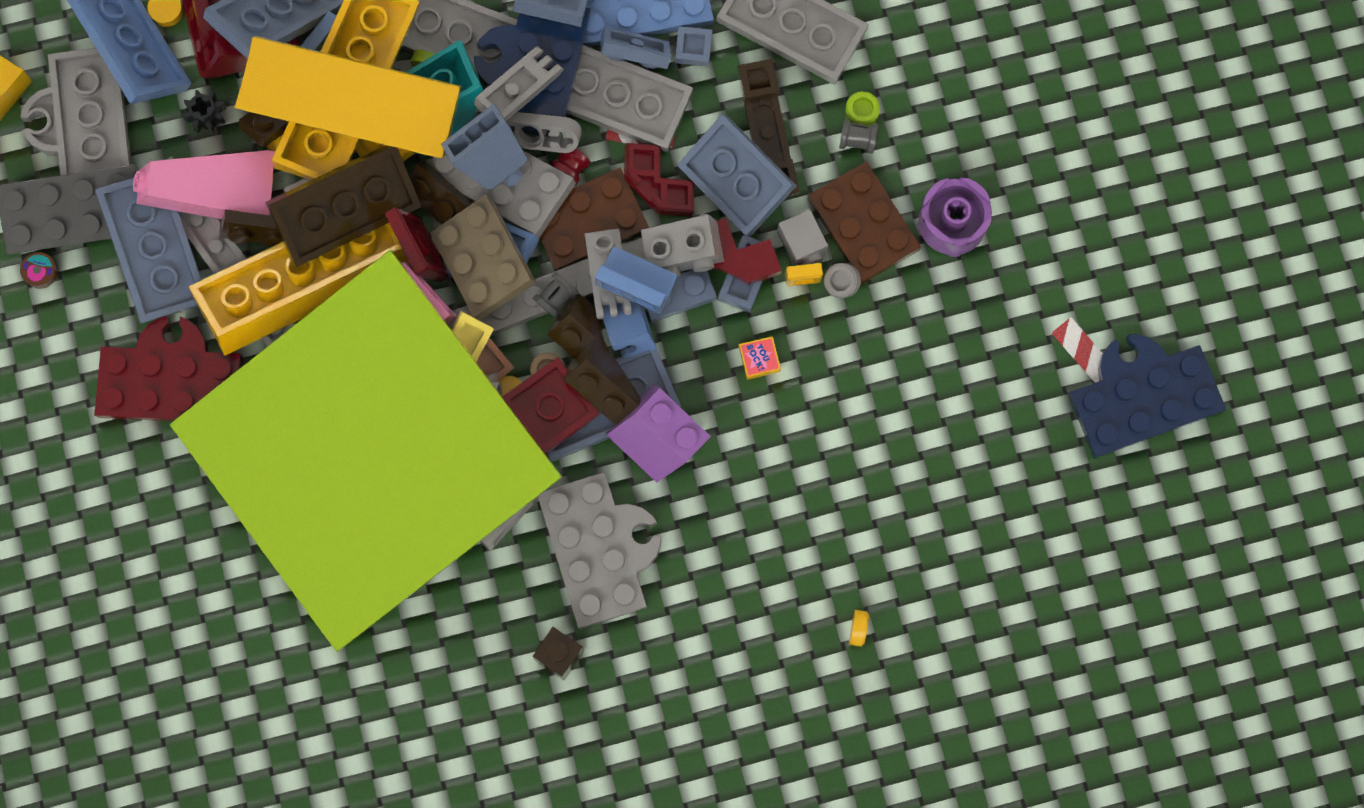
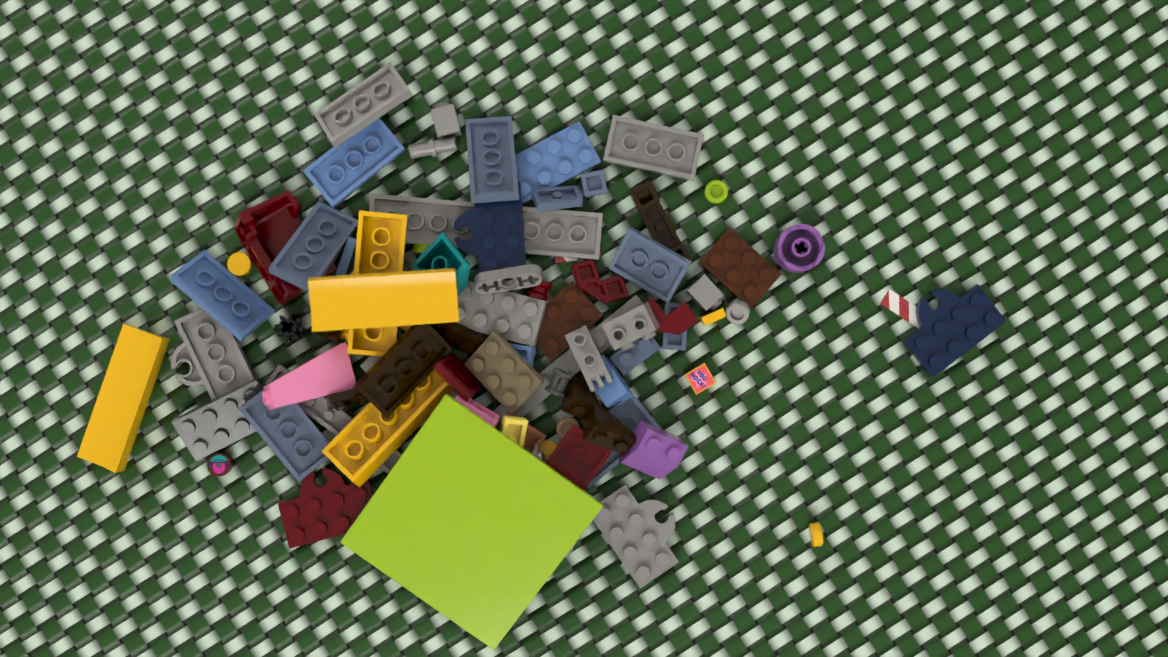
camera: 15 degrees left, 10 degrees up
(487, 150) = (485, 306): sand blue torso -> none
(519, 84) = (490, 254): light grey hinge -> none
(558, 653) = (633, 610): dark brown brick -> none
(635, 279) = (610, 361): medium blue panel -> none
(858, 136) = (719, 212): dark grey bush -> none

